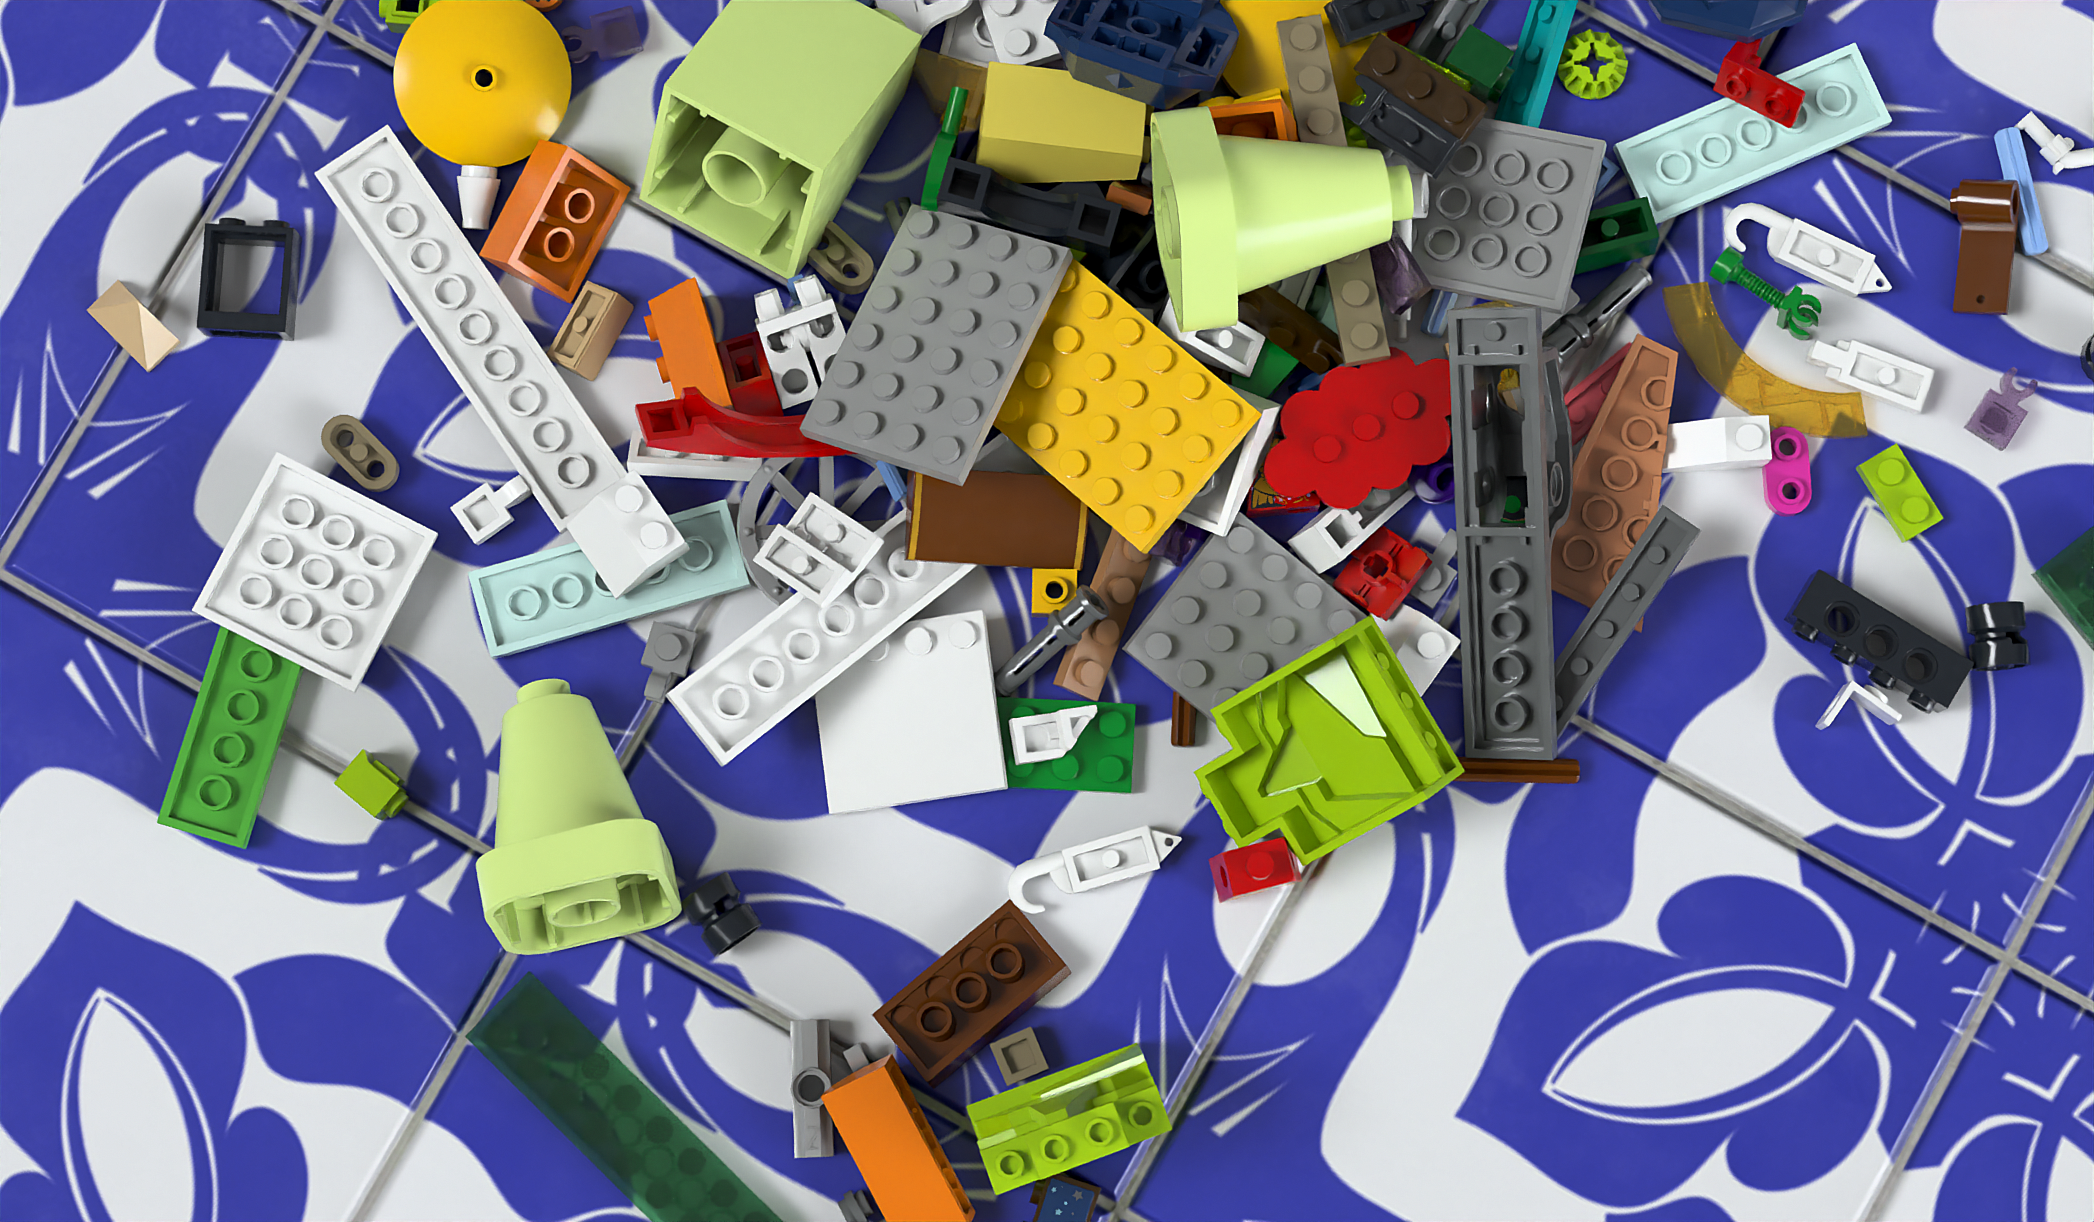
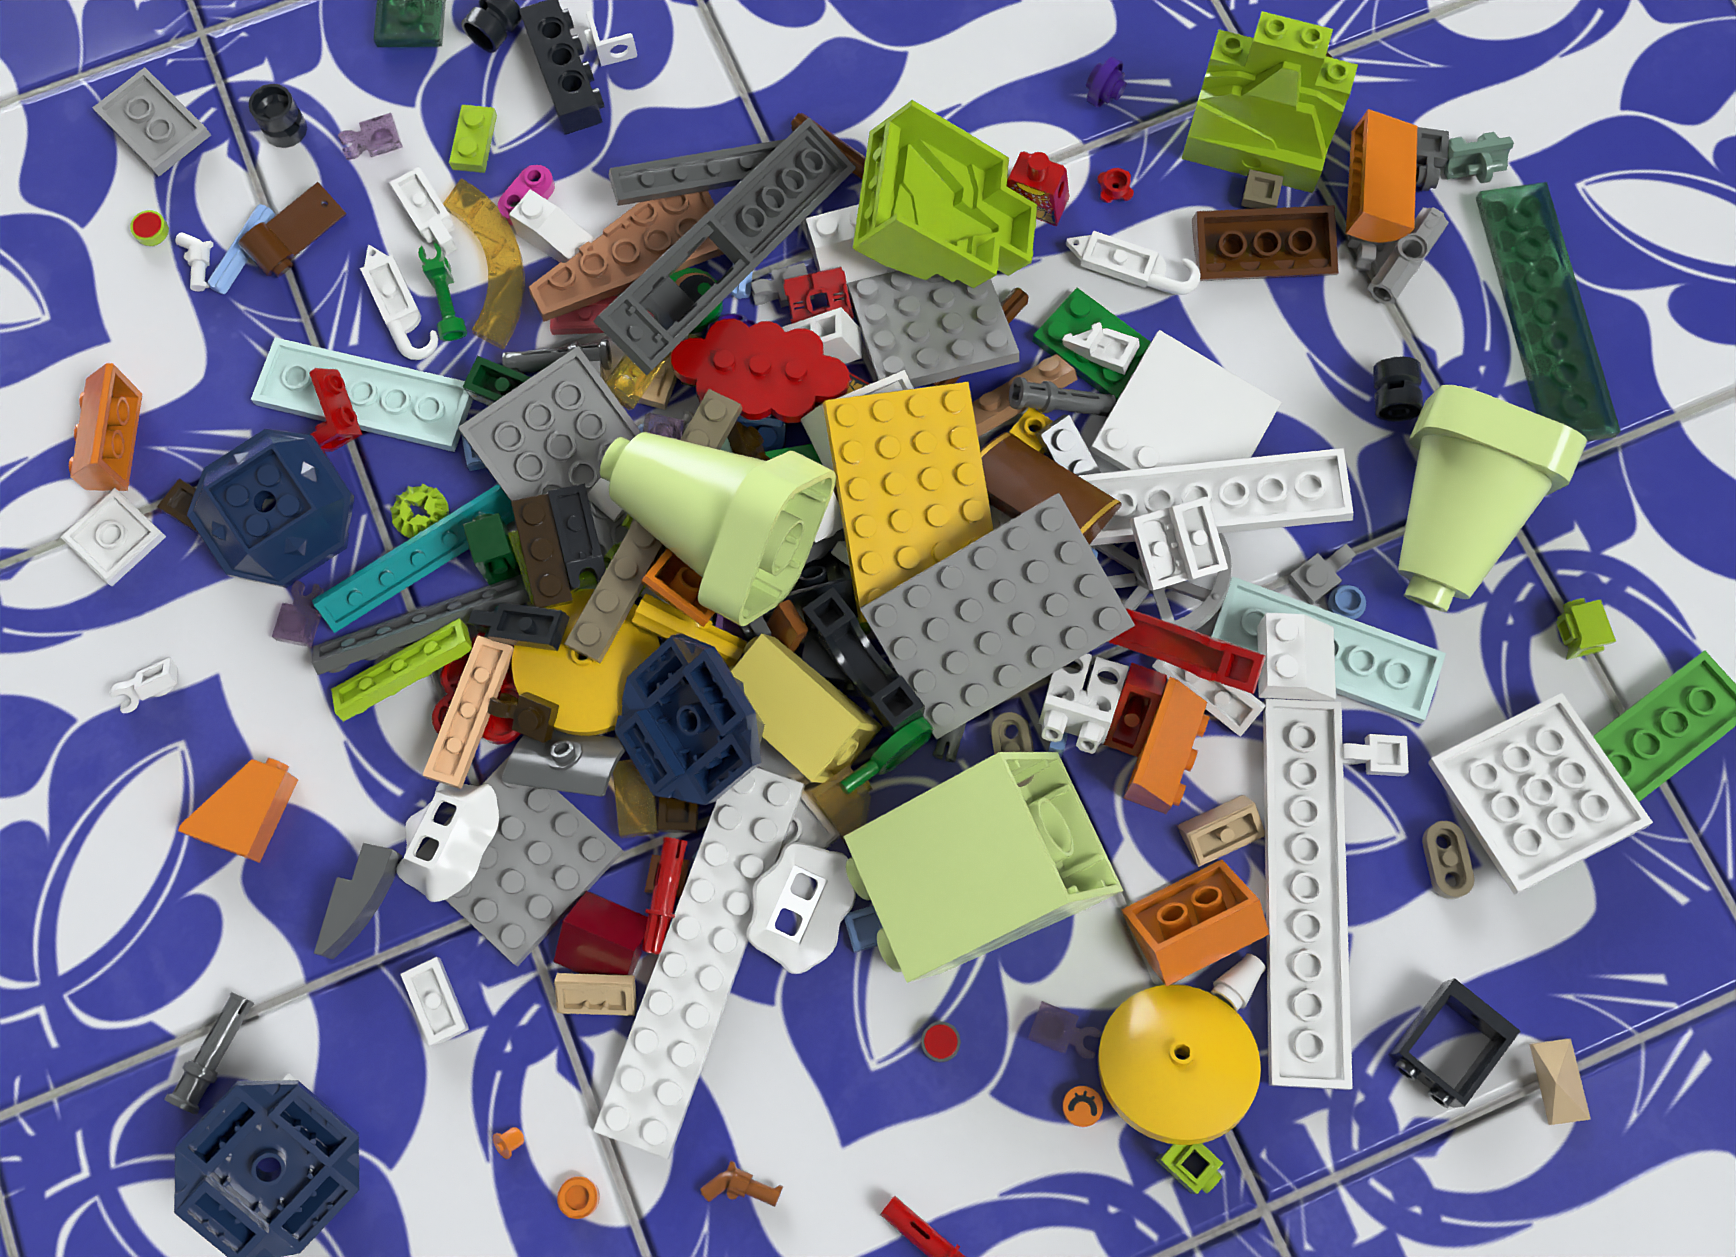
camera: 140 degrees left, 10 degrees down
(621, 646) = (1347, 601): none -> medium blue plate
(1001, 592) = (1066, 447): none -> plate
(1179, 961) = (1117, 177): none -> red plate
(1276, 1058) = (1106, 82): none -> dark purple plate

